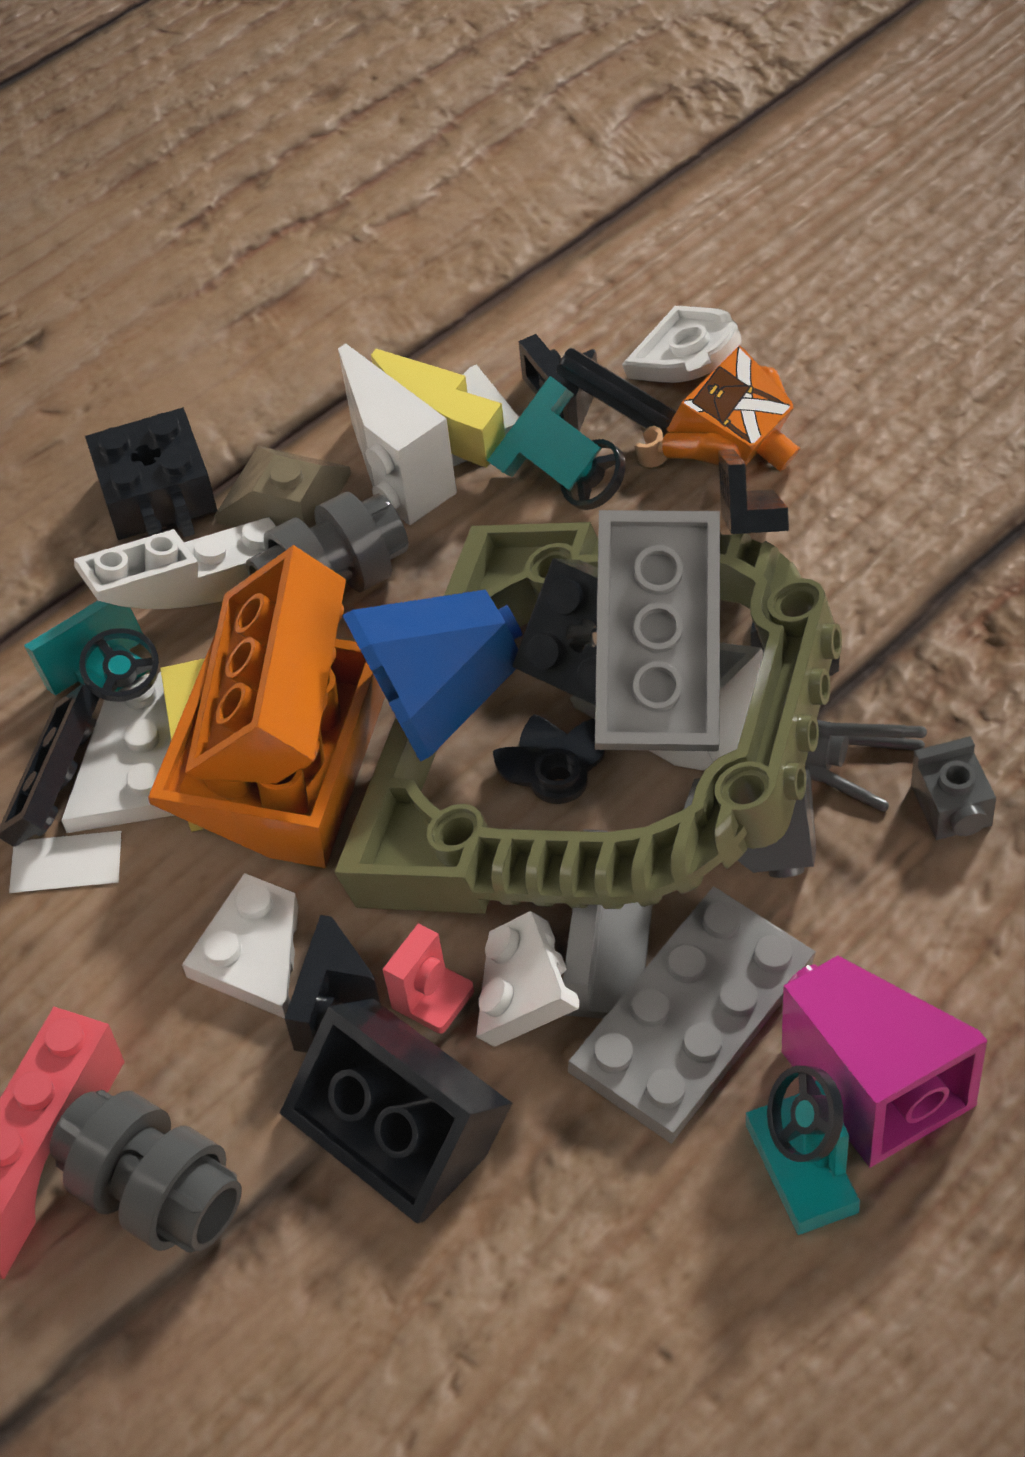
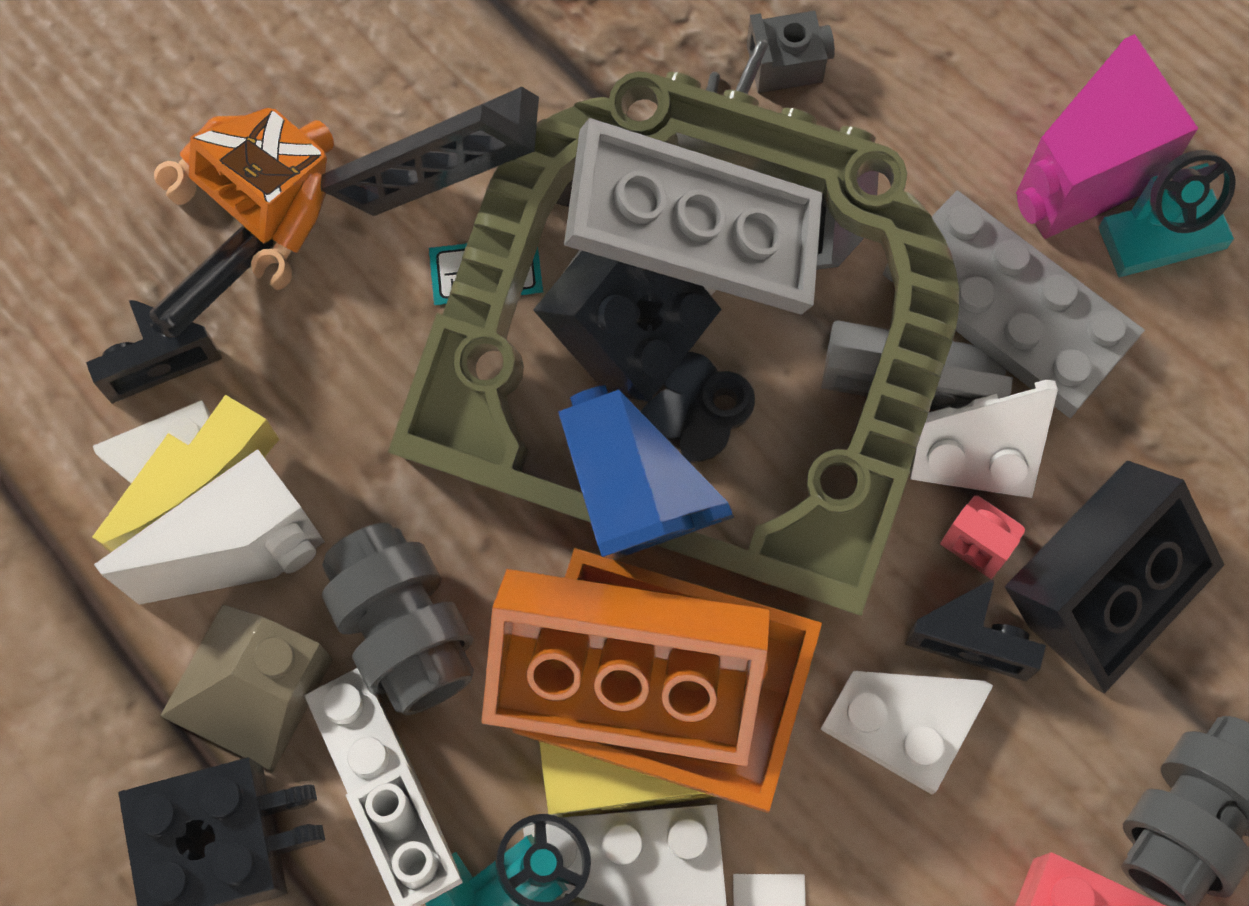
camera: 90 degrees left, 20 degrees up
(559, 449) = (274, 358): teal piece -> none
(684, 346) = (125, 213): white tile -> none

